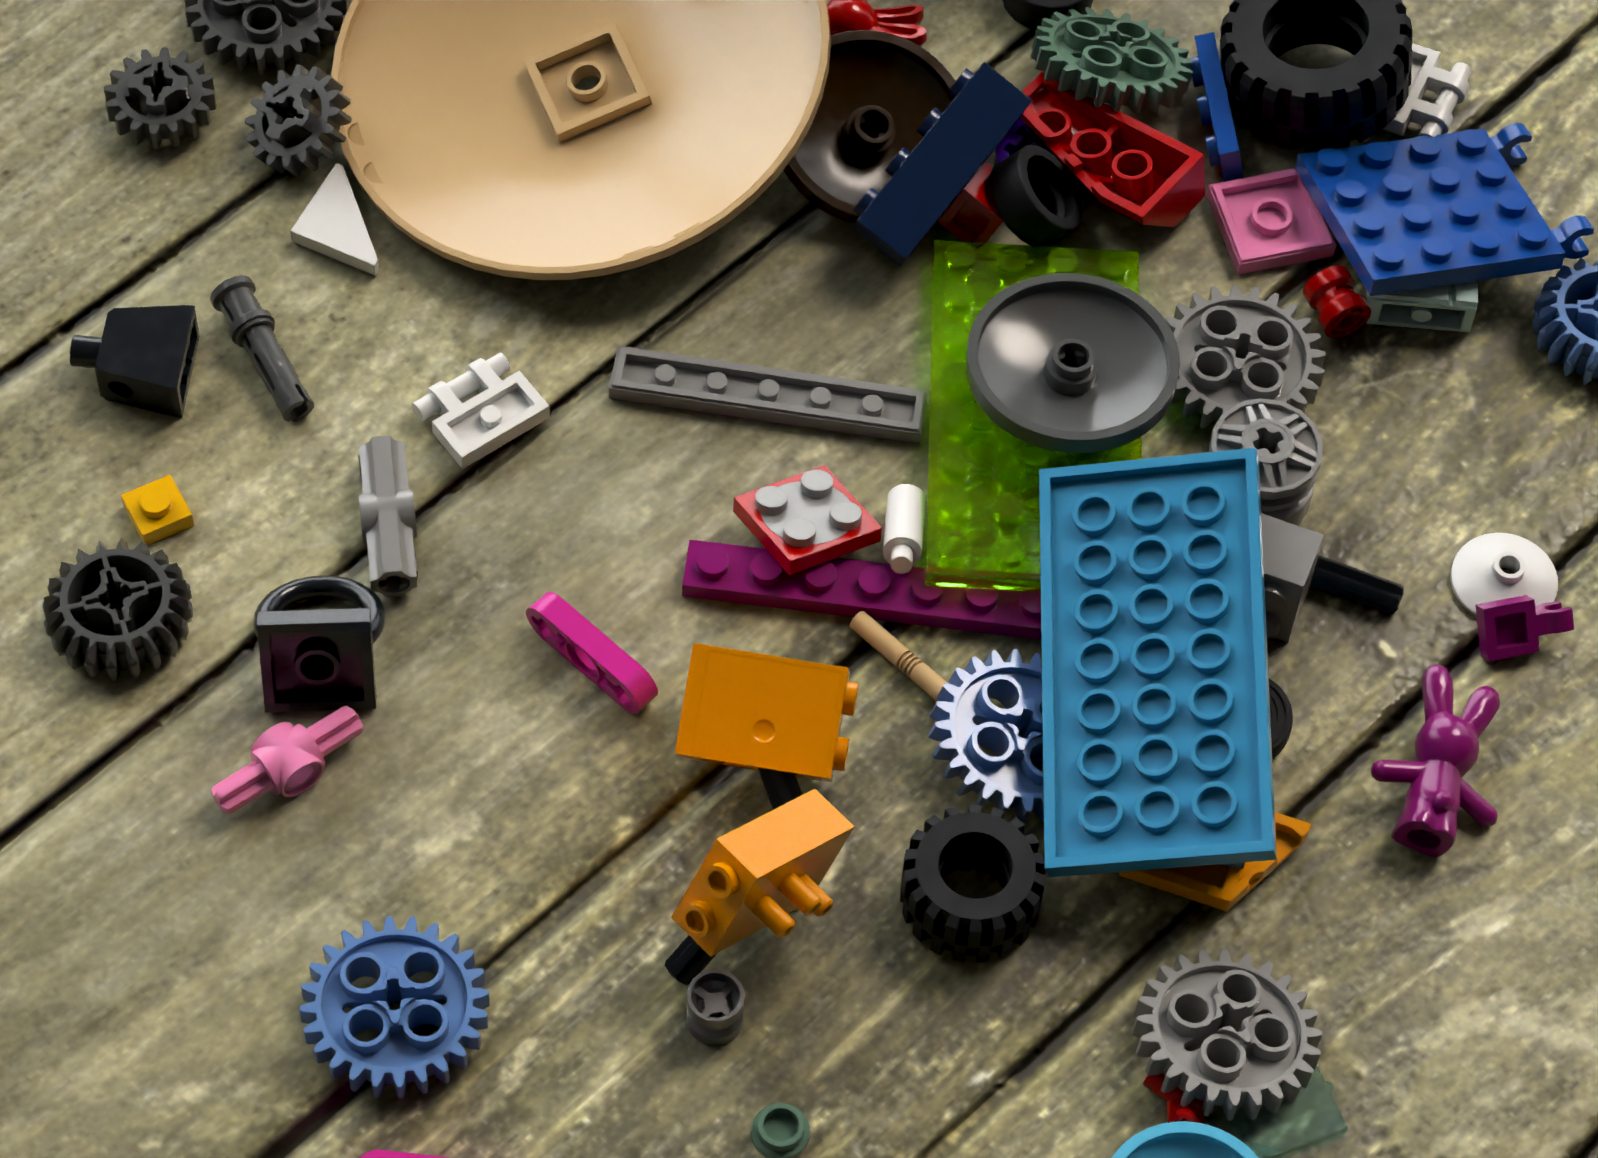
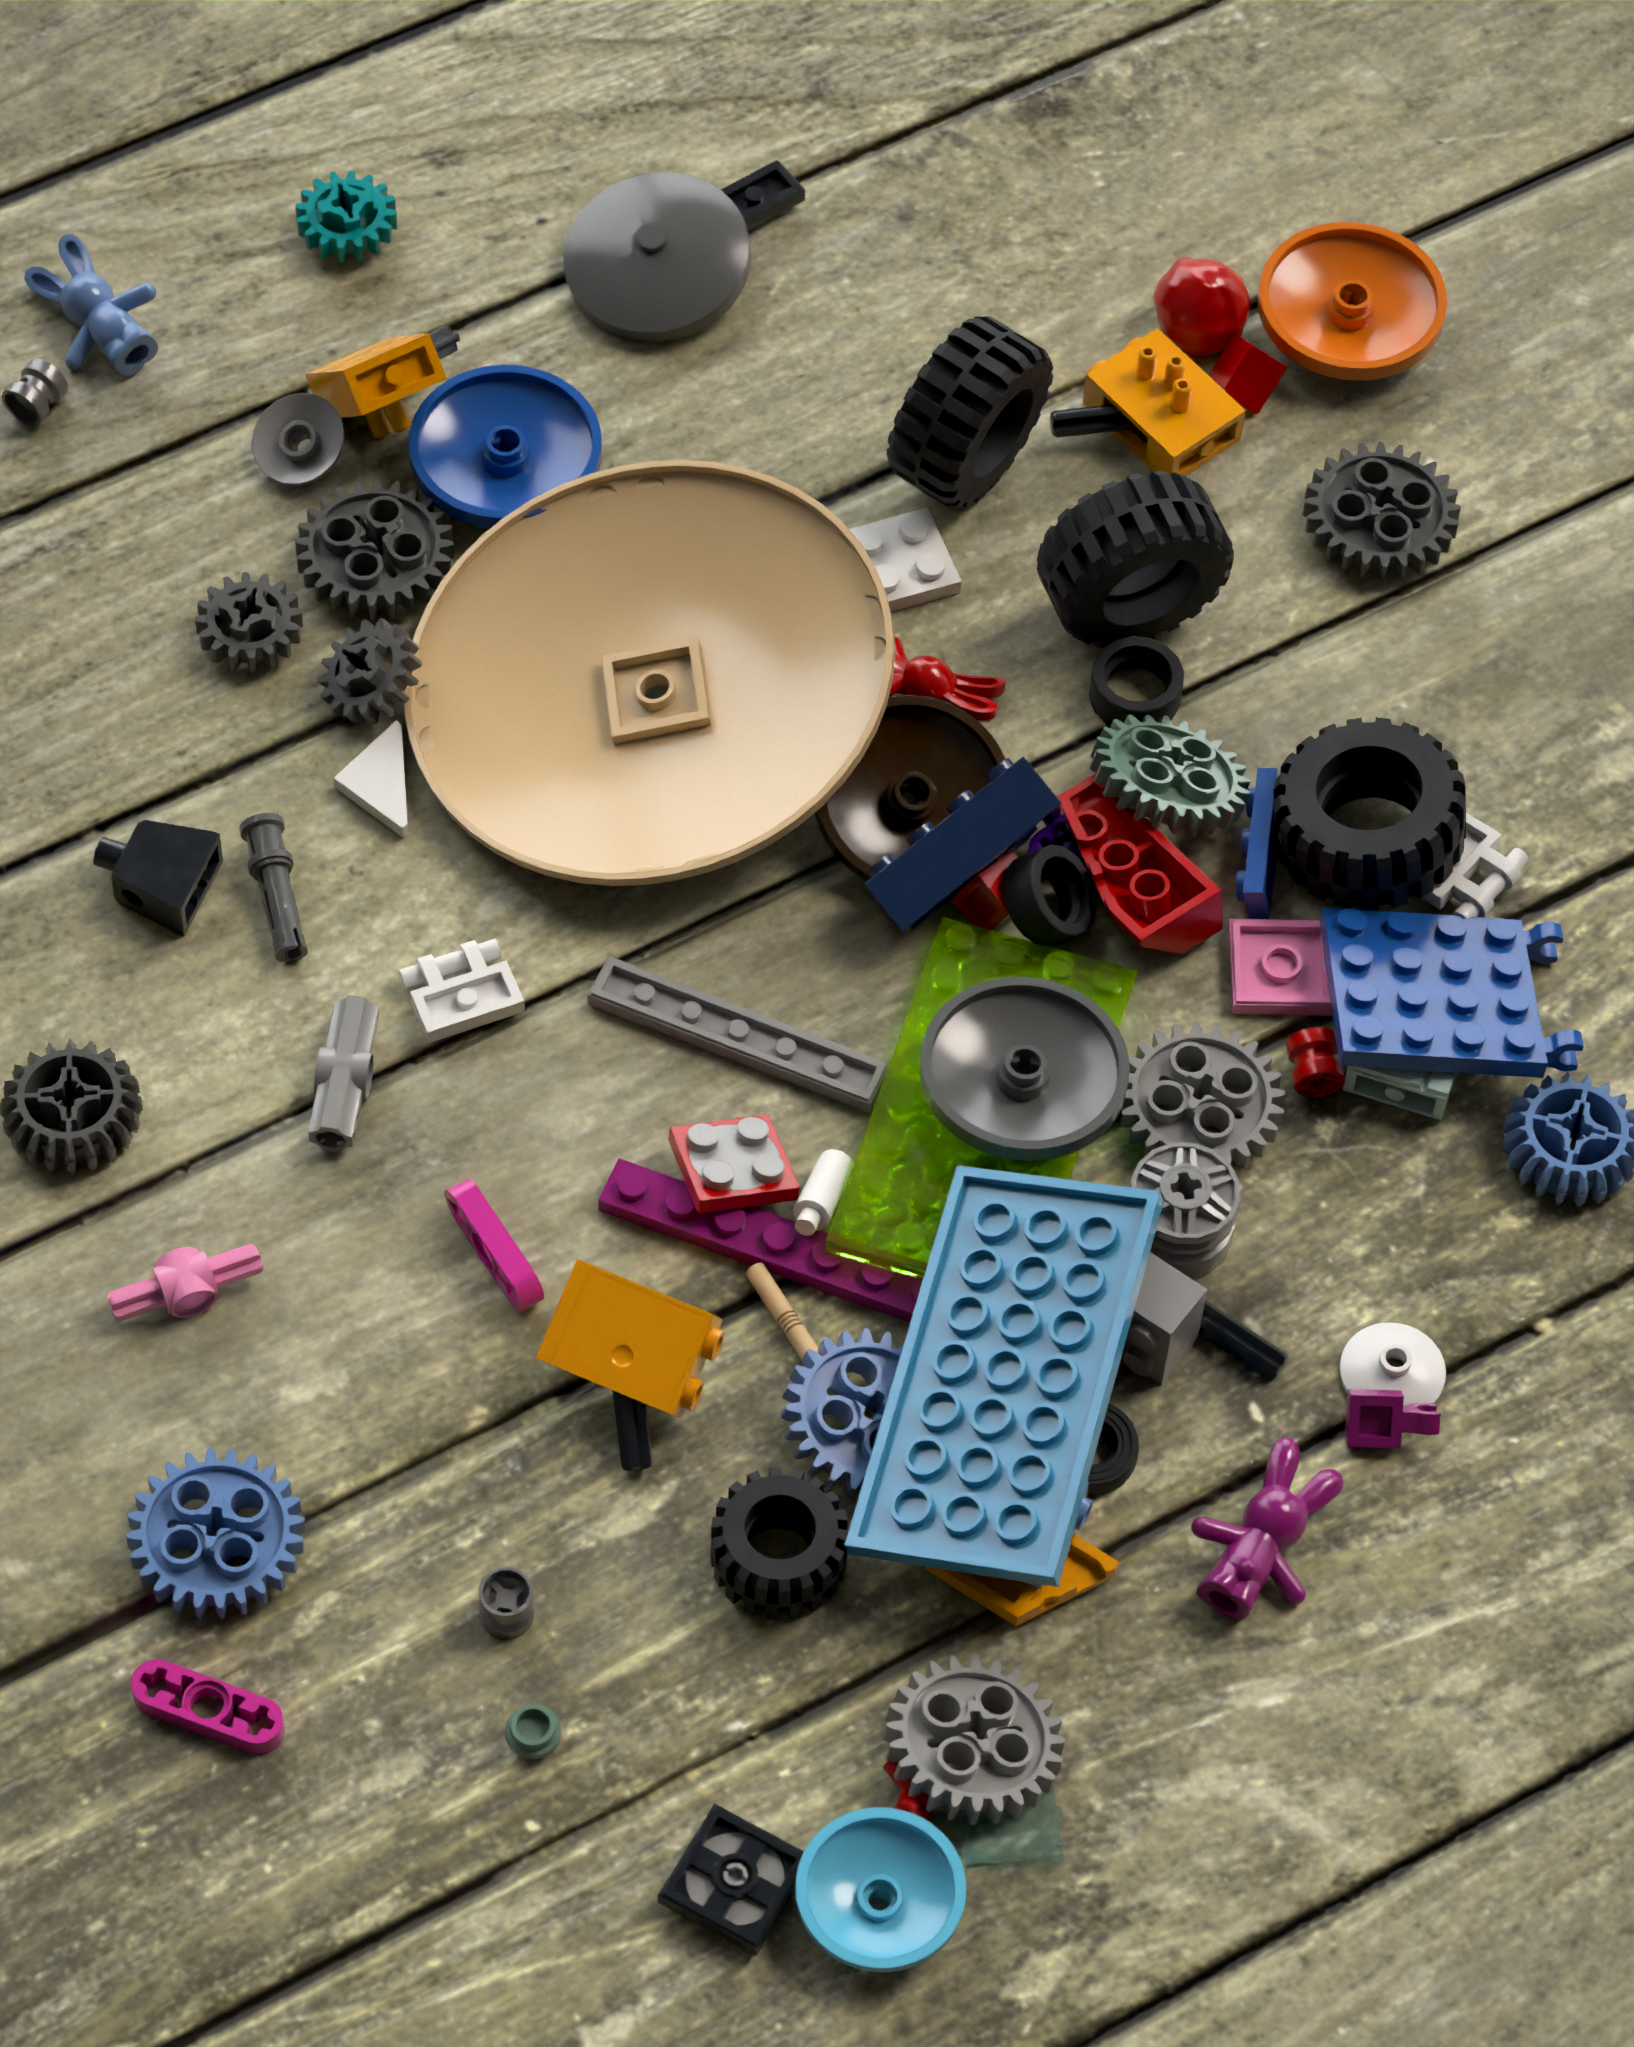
camera: 15 degrees right, 0 degrees up
(157, 510) = (135, 1020): yellow plate -> none
(318, 655) = (241, 1192): black tile -> none
(758, 879) = (575, 1492): light orange piece -> none

